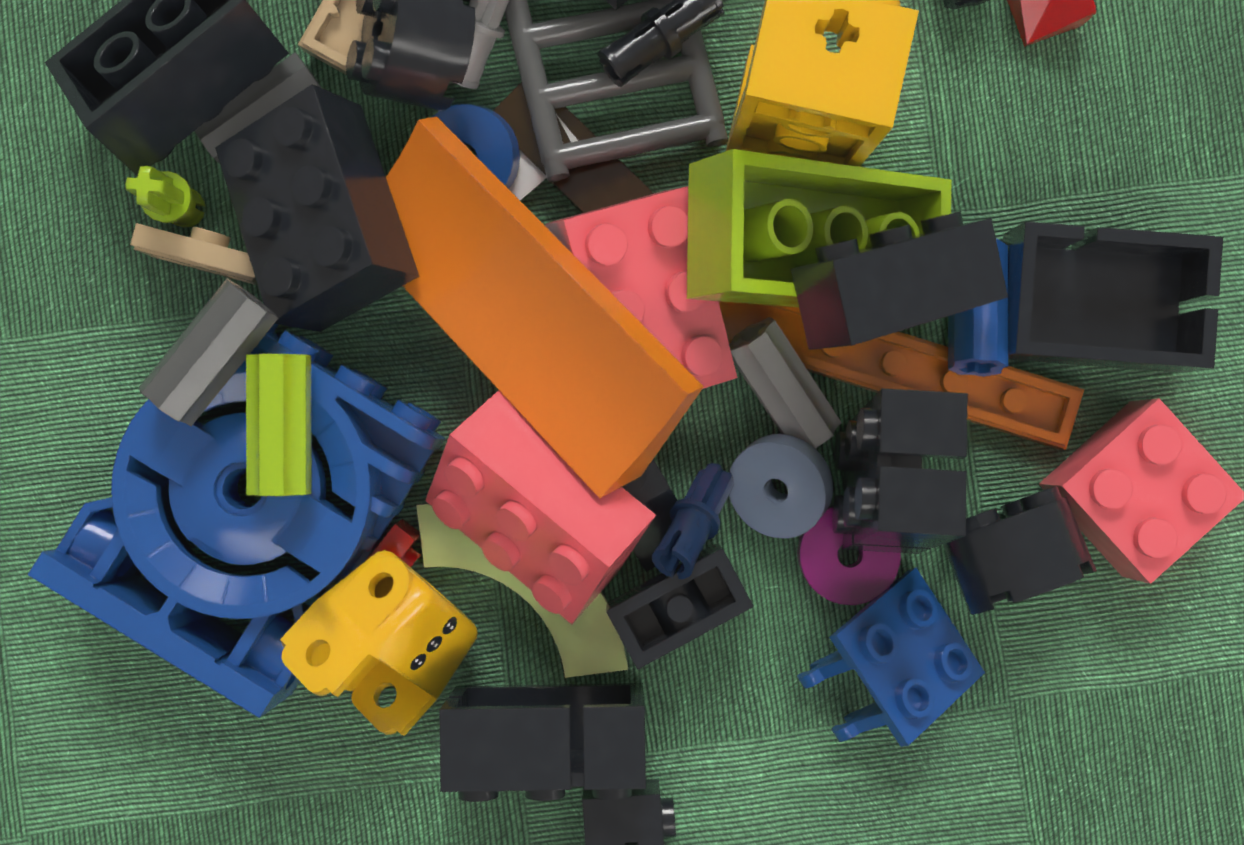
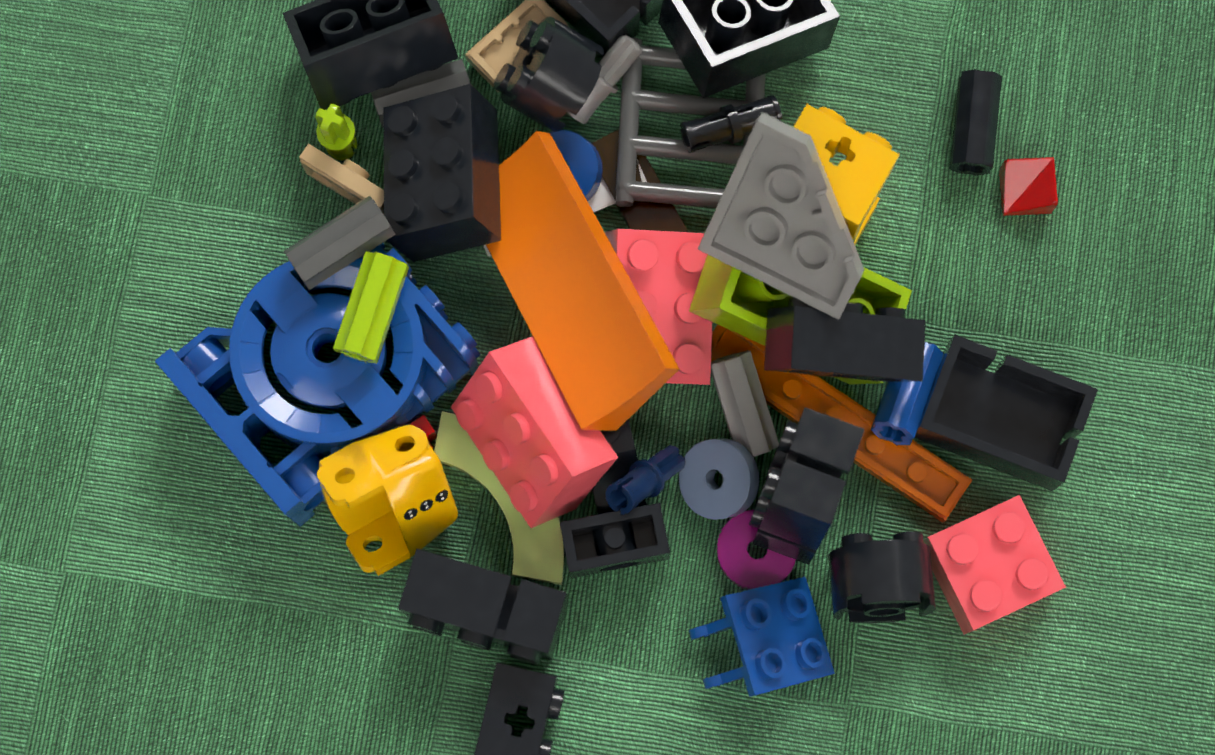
camera: 15 degrees right, 10 degrees down
(790, 148) = (785, 220): none -> light grey plate

